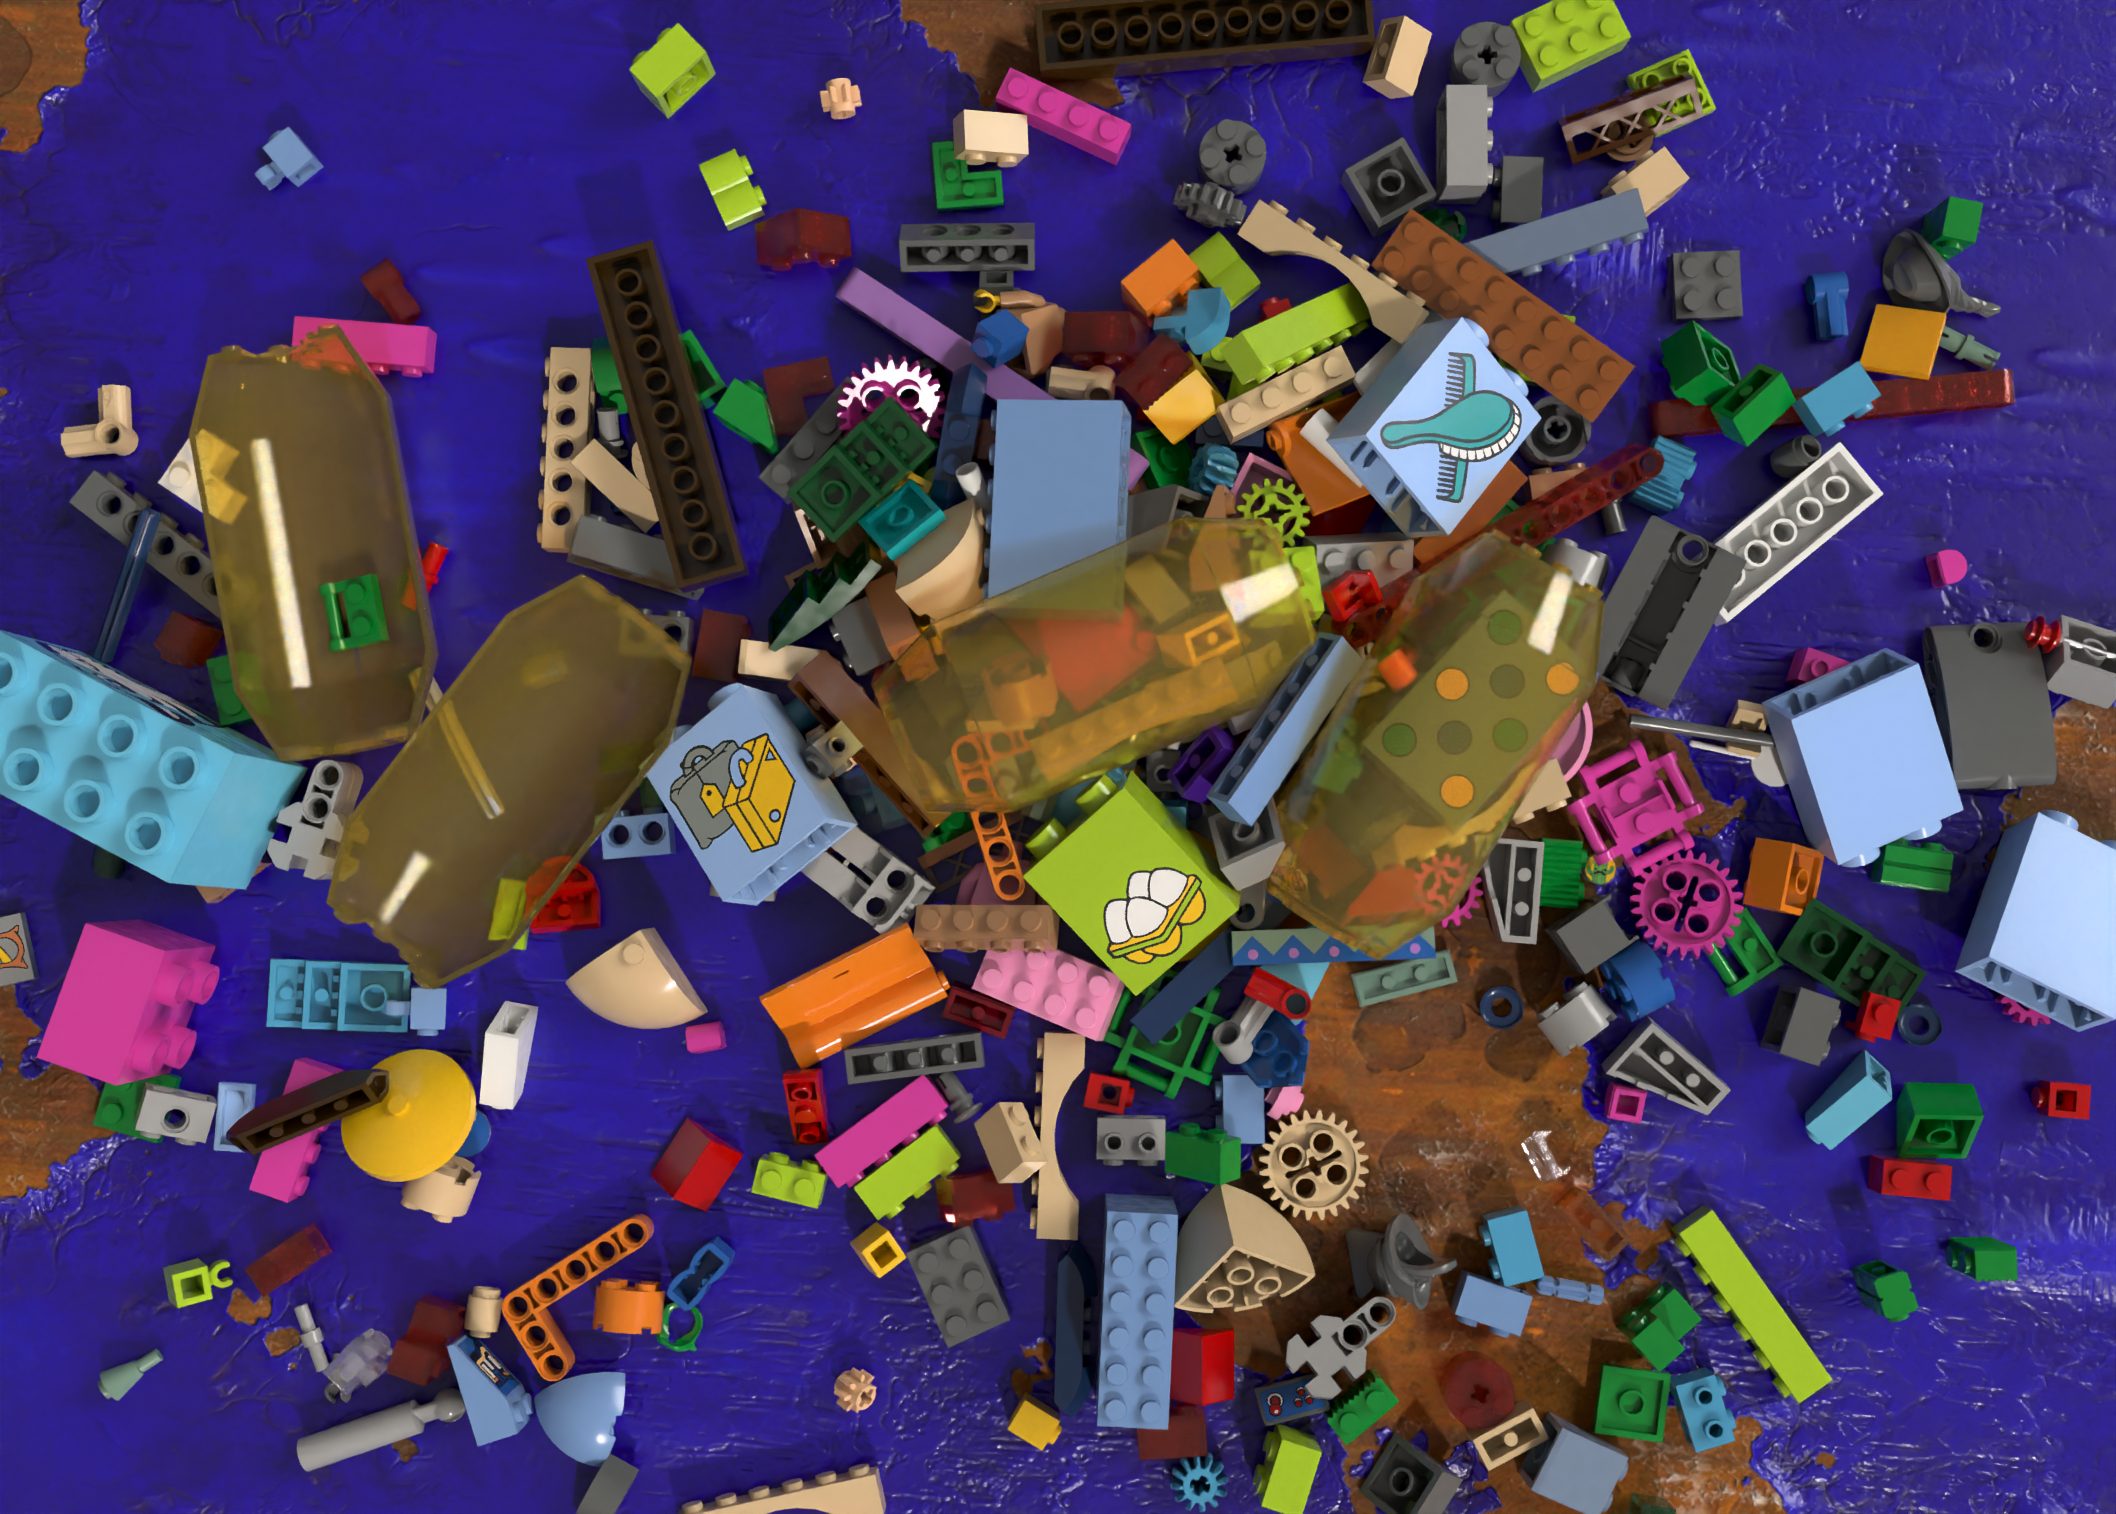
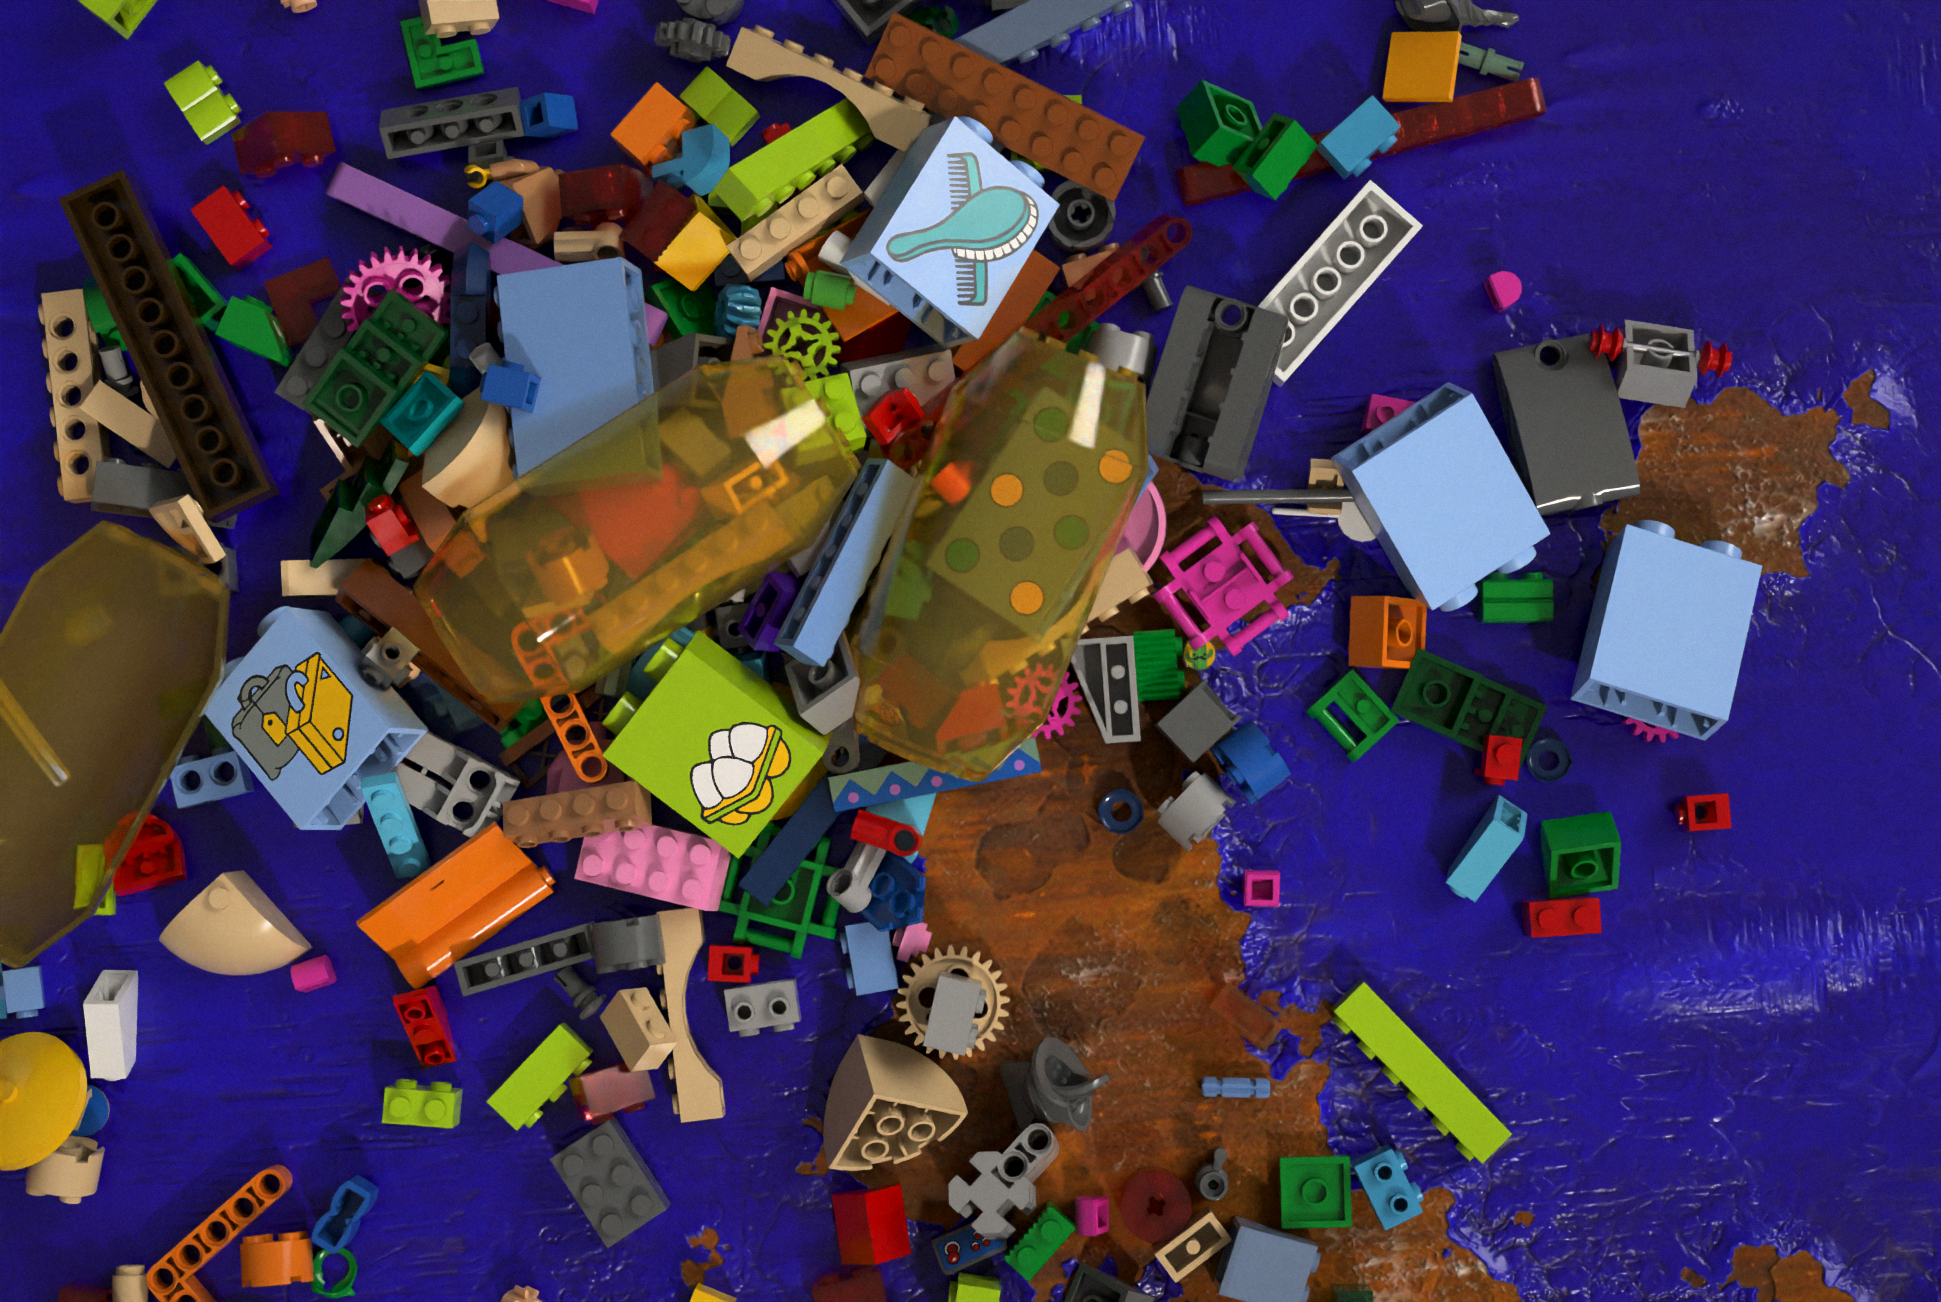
camera: 10 degrees left, 0 degrees up
(658, 591) = (184, 523): none -> tan plate
(696, 1166) = (325, 1106): red slope -> none
(719, 646) = (261, 571): clear red brick -> none
(740, 313) = (232, 228): none -> red brick
(810, 909) = (395, 824): none -> medium azure plate
(855, 621) = (390, 524): none -> red brick
(878, 1250) = (521, 1161): yellow brick -> none
(881, 1130) = (507, 1038): dark pink brick -> none
(978, 1010) = (586, 900): dark red slope -> none
(995, 508) = (510, 386): none -> blue brick
(1014, 1059) = (628, 943): none -> dark grey brick
(1060, 254) = (548, 115): none -> blue brick
(1074, 1284) = (740, 1256): dark blue brick -> none
(1136, 1311) = (789, 1178): medium blue brick -> none
(1202, 1154) = (836, 1009): green brick -> none
(1308, 464) = (829, 289): none -> bright green brick
(1318, 1178) = (952, 1013): none -> light grey brick
(1403, 978) = (1017, 797): sand green tile -> none
(1413, 1390) = (1091, 1215): none -> dark pink brick
(1490, 1303) = (1155, 1114): medium blue brick -> none
(1511, 1246) = (1167, 1052): dark azure brick -> none
(1533, 1374) = (1210, 1177): none -> dark grey piece
(1537, 1144) = (1192, 969): clear piece -> none
(1659, 1325) = (1328, 1107): green brick -> none
(1663, 491) = (1200, 257): dark azure brick -> none
(1664, 1066) = (1296, 845): light grey wedge -> none
(1706, 286) = (1216, 41): dark grey plate -> none
(1715, 914) = (1321, 680): dark pink gear -> none
(1795, 455) = (1330, 200): dark grey brick -> none
(1801, 1024) = (1425, 779): dark grey brick -> none
(1828, 296) = (1340, 31): blue piece -> none
(1885, 1290) = (1551, 1034): green brick -> none
(1982, 1258) = (1644, 986): green brick -> none

